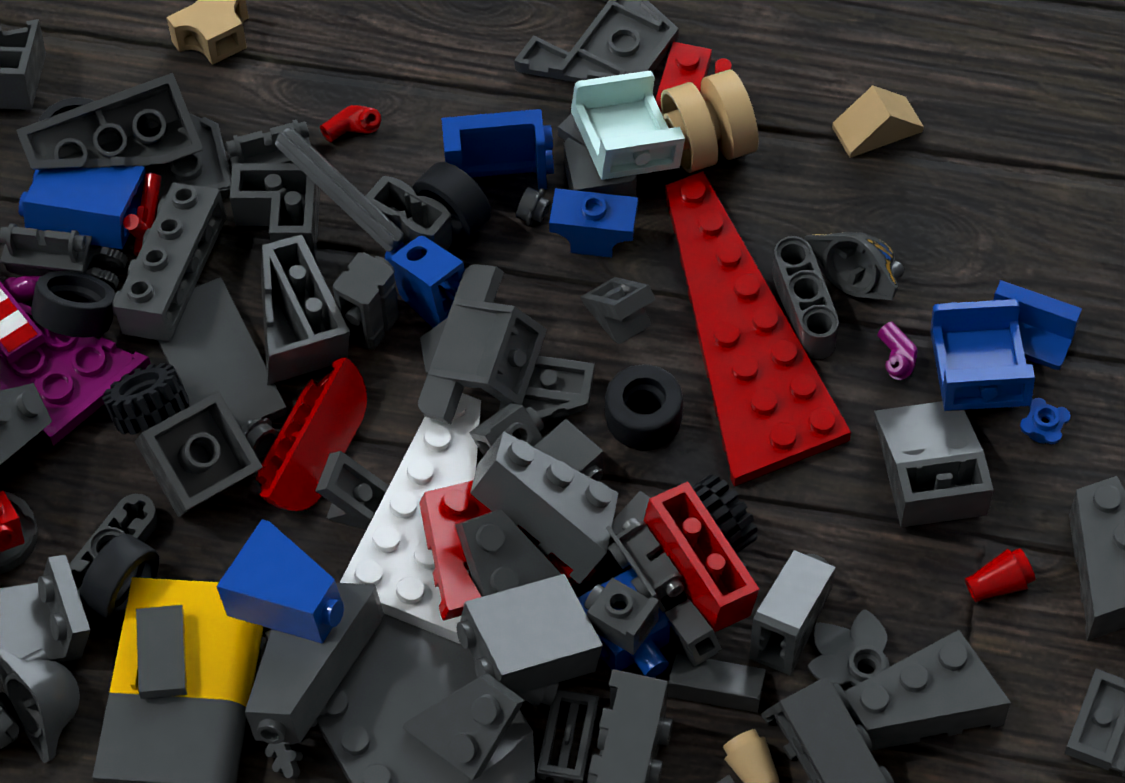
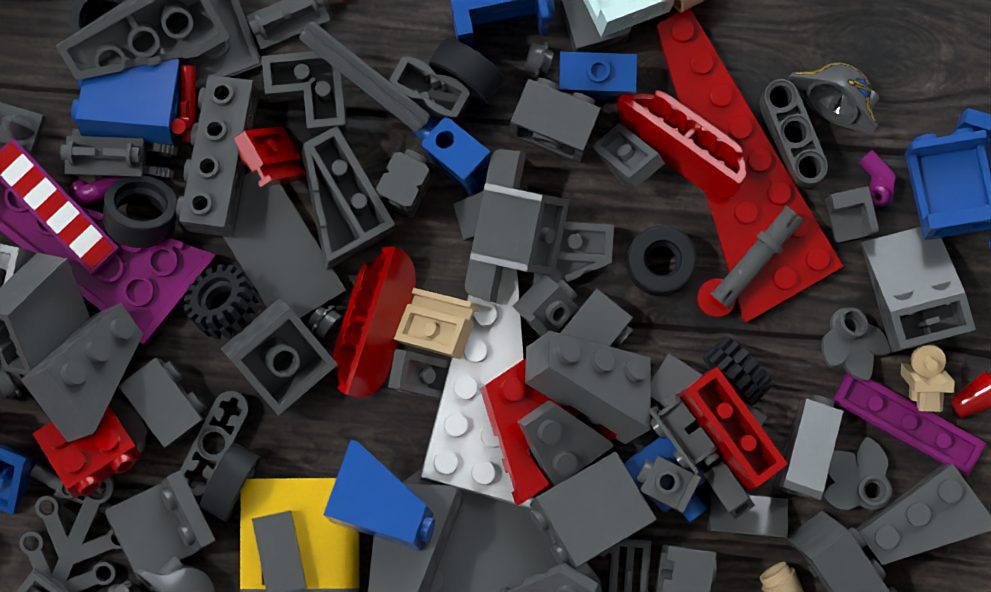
camera: 10 degrees left, 25 degrees up
(61, 498) = (164, 402): none -> dark grey brick
(227, 260) = (271, 154): none -> red plate
(385, 439) = (436, 323): none -> tan plate
(541, 254) = (554, 119): none -> dark grey brick
(683, 288) = (685, 141): none -> red brick
(703, 454) = (708, 304): none -> red tile
(764, 393) = (757, 257): none -> dark grey pin
(856, 508) = (855, 346): none -> dark grey plate
(864, 380) = (851, 214): none -> dark grey panel
(912, 598) = (909, 425): none -> magenta tile
(936, 541) = (927, 377): none -> tan hips

